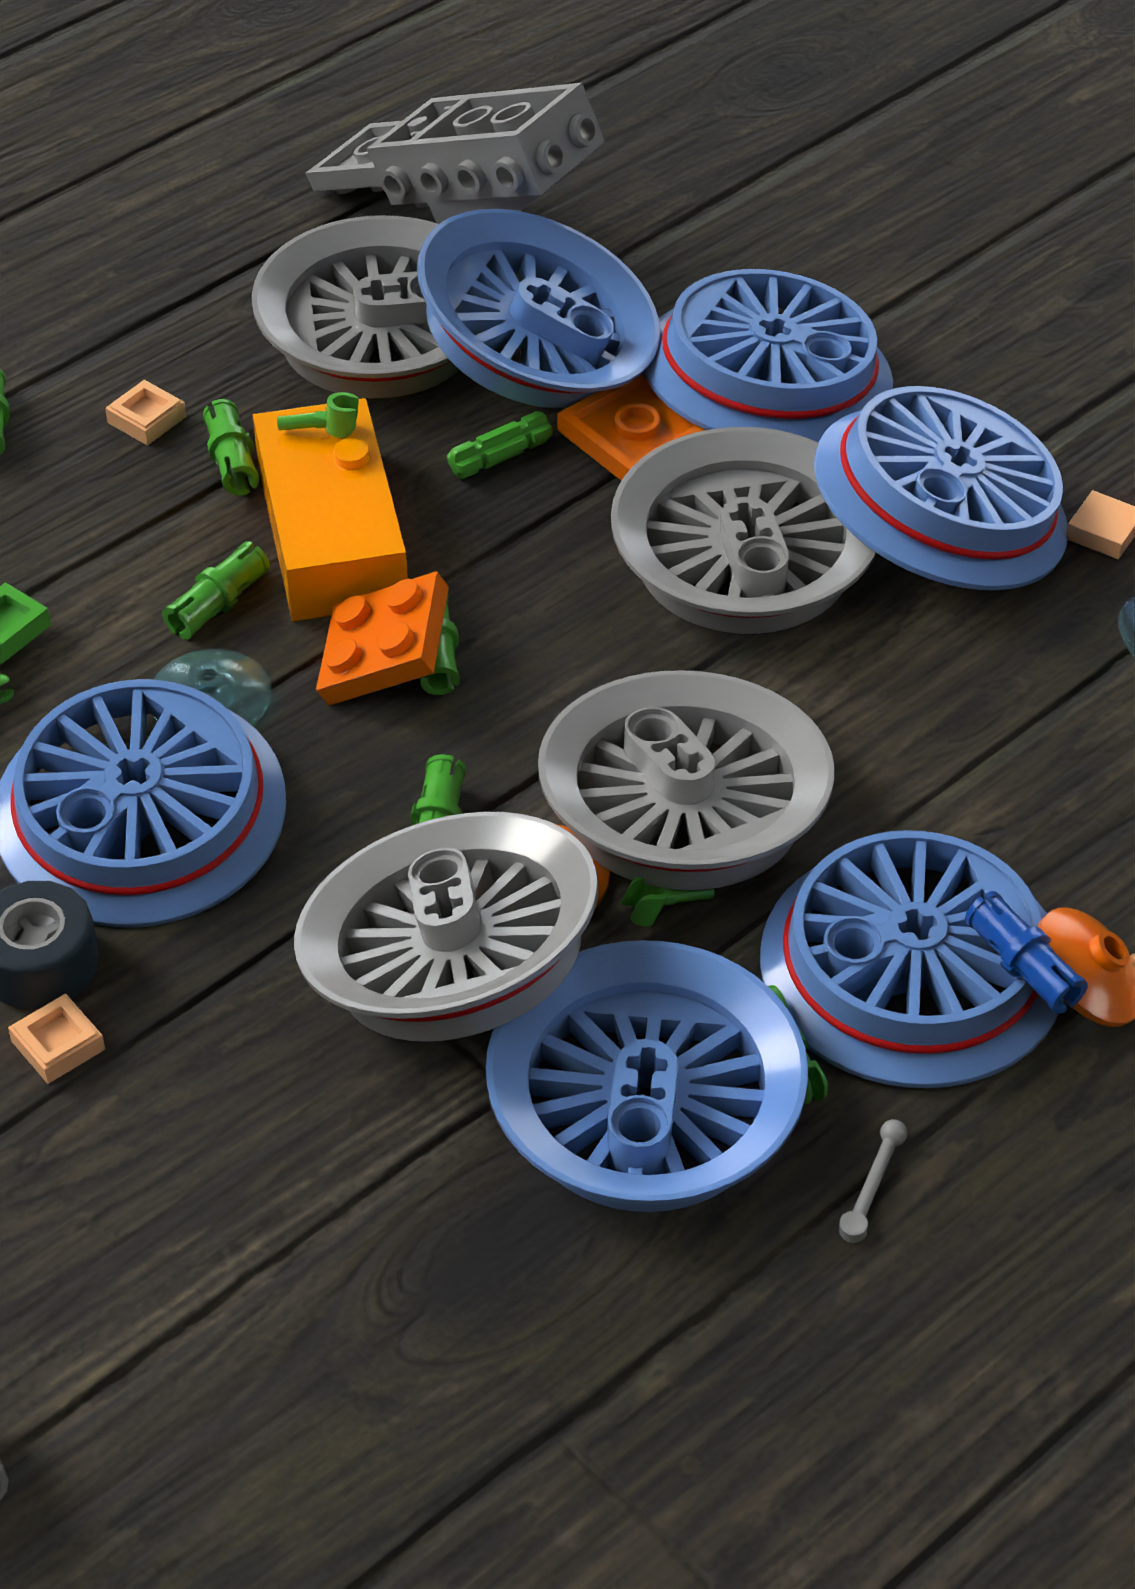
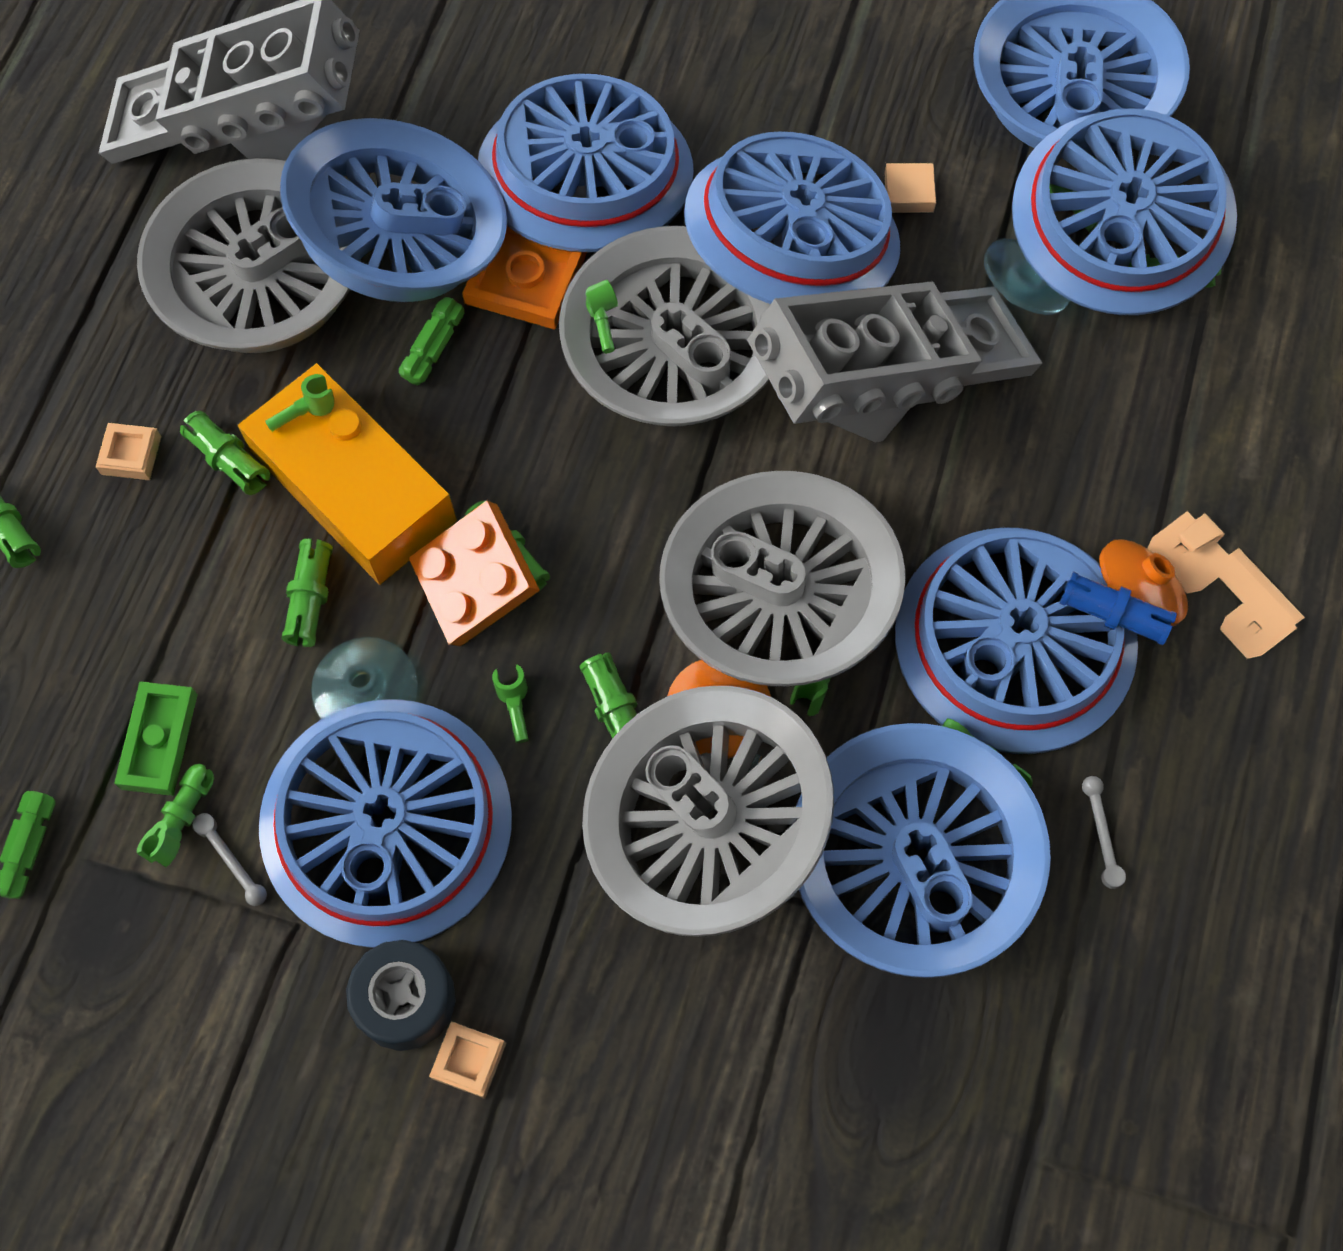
camera: 30 degrees left, 20 degrees up
(345, 762) = (513, 696): none -> bright green hand
(681, 461) = (600, 299): none -> bright green hand
(917, 617) = (884, 349): none -> light grey wedge

